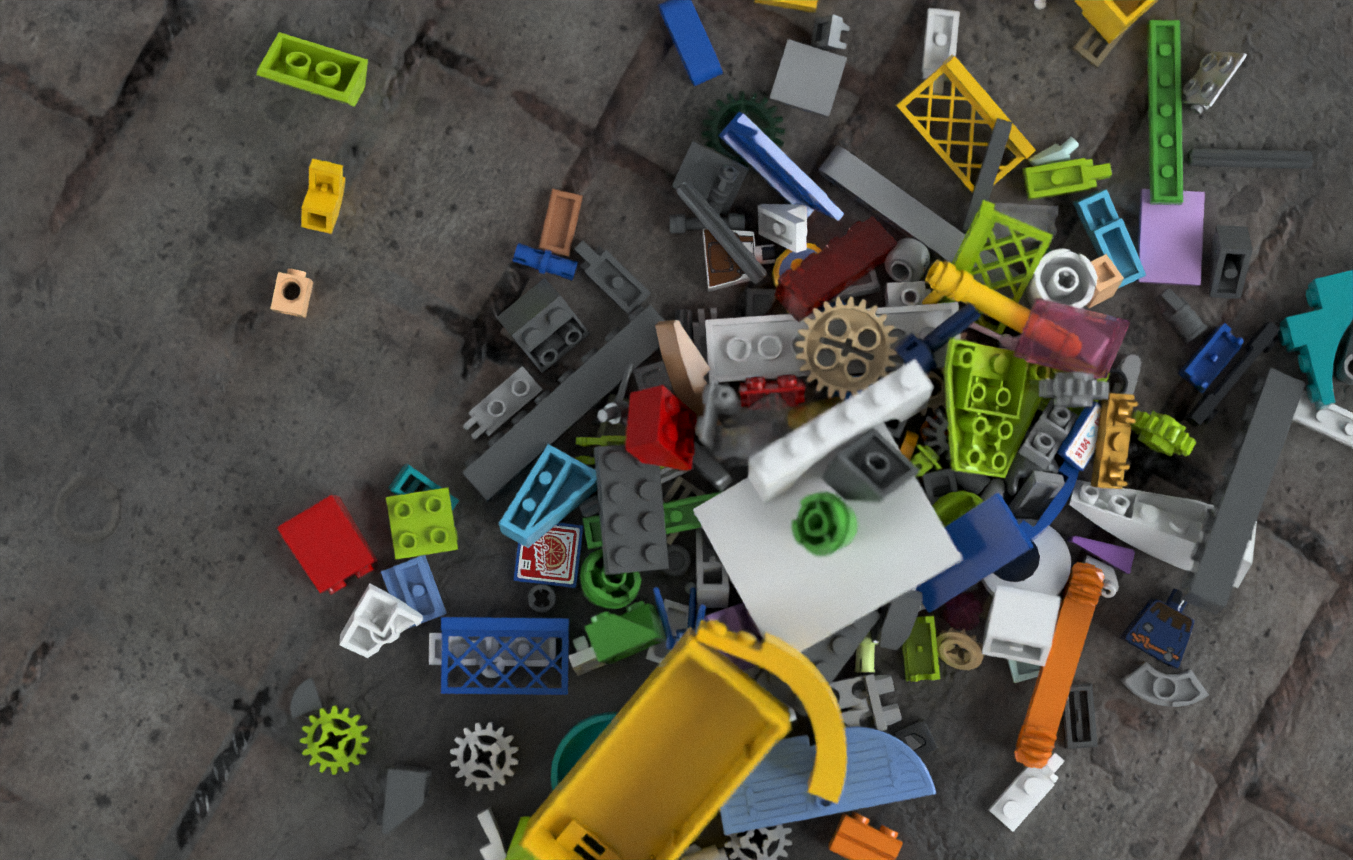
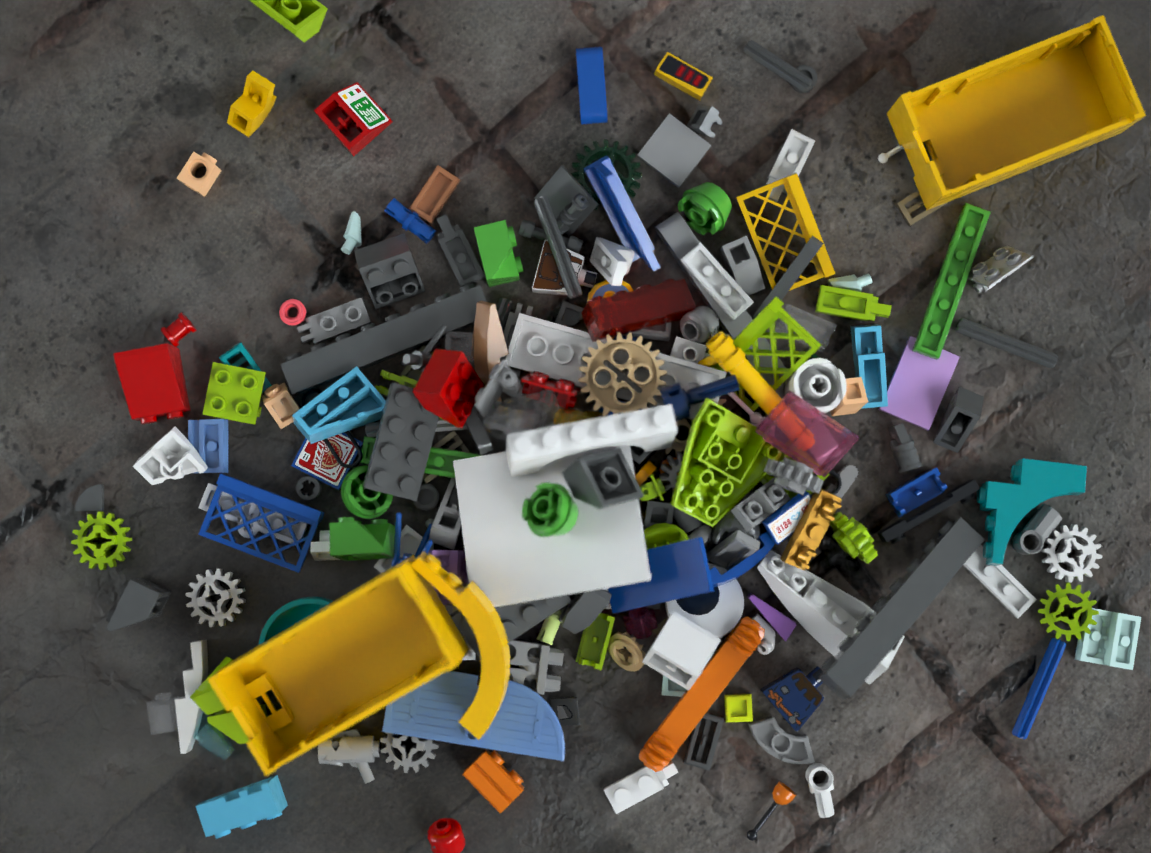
camera: 25 degrees right, 0 degrees up
(332, 475) = (178, 329): none -> red bush
(440, 170) = (353, 117): none -> red slope
(442, 406) = (284, 312): none -> coral plate
(477, 517) = (280, 404): none -> light nougat bracket
(486, 299) = (352, 233): none -> light aqua bar
(546, 541) = (328, 443): none -> black piece
(654, 262) = (496, 252): none -> bright green slope
(867, 129) = (706, 208): none -> bright green cone
(909, 206) = (716, 281): none -> white tile
(931, 180) = (743, 265): none -> light grey slope
(1103, 666) = (738, 707): none -> neon yellow tile
(1186, 745) = (782, 796): none -> hinge
(1228, 723) = (822, 790): none -> white axle

